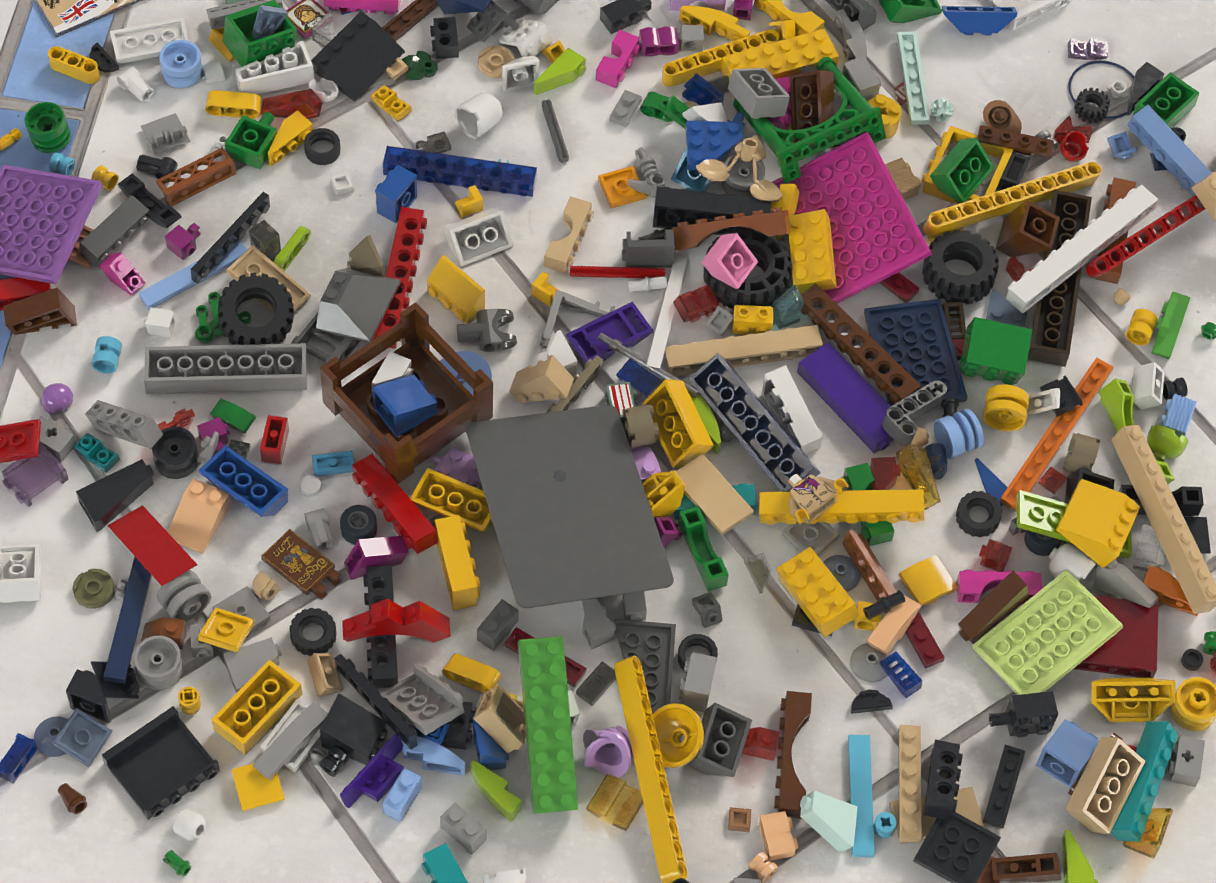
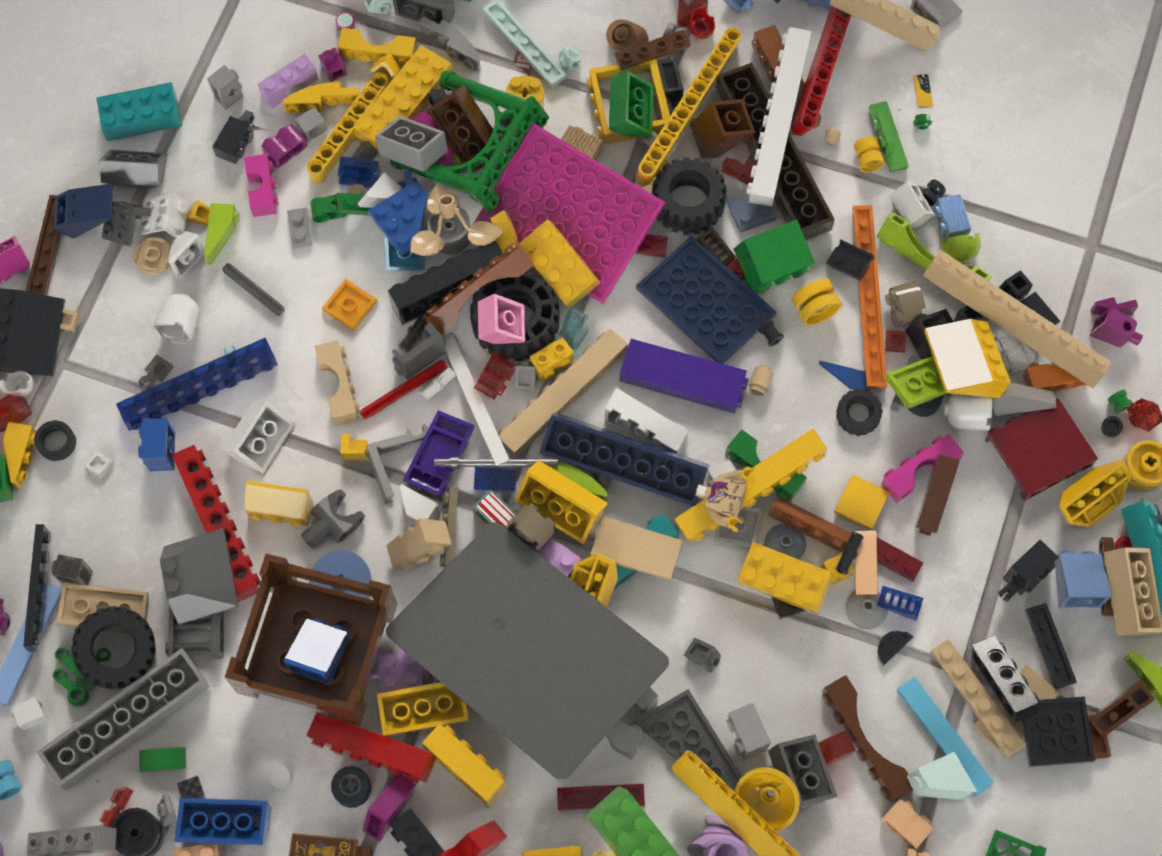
camera: 30 degrees left, 10 degrees up
(208, 428) = (156, 787): magenta brick -> none
(274, 439) = (218, 758): red brick -> none
(292, 247) = (99, 559): lime beam -> none
(318, 524) = (316, 812): light grey piece -> none
(333, 463) = (286, 743): dark azure plate -> none
(366, 258) = (176, 527): dark tan slope -> none
(390, 103) = (87, 357): yellow slope -> none
(392, 368) = (284, 627): white slope -> none
(418, 66) = (84, 304): dark green plate -> none
(445, 36) = (94, 260): black brick -> none
(470, 204) = (228, 408): yellow panel -> none
(497, 624) = (540, 796): dark grey brick -> none
(596, 683) = (660, 789): clear smoke plate -> none
(651, 175) = (374, 281): light grey piece -> none
(667, 530) = (620, 606): magenta brick -> none
(696, 640) = (721, 687): black tyre -> none
(708, 563) = (648, 595): green arch -> none
(739, 819) = (864, 829): medium nougat tile -> none
(759, 570) = (719, 588): clear tile -> none
(817, 298) = (728, 336): reddish brown brick -> none
(862, 77) = (487, 72): light grey brick -> none
(884, 472) = (760, 427): clear red slope -> none
(886, 829) = (981, 753): medium azure wheel -> none
(900, 416) = (746, 352): dark grey beam -> none
(918, 473) = (788, 410): clear yellow slope -> none
(937, 459) = (791, 387): dark blue rock -> none
(959, 433) = (795, 351): light blue wheel -> none
(995, 555) = (899, 441): clear red brick -> none
(1043, 401) = (842, 274): white slope -> none
(1047, 636) = (995, 489): yellowish green plate -> none

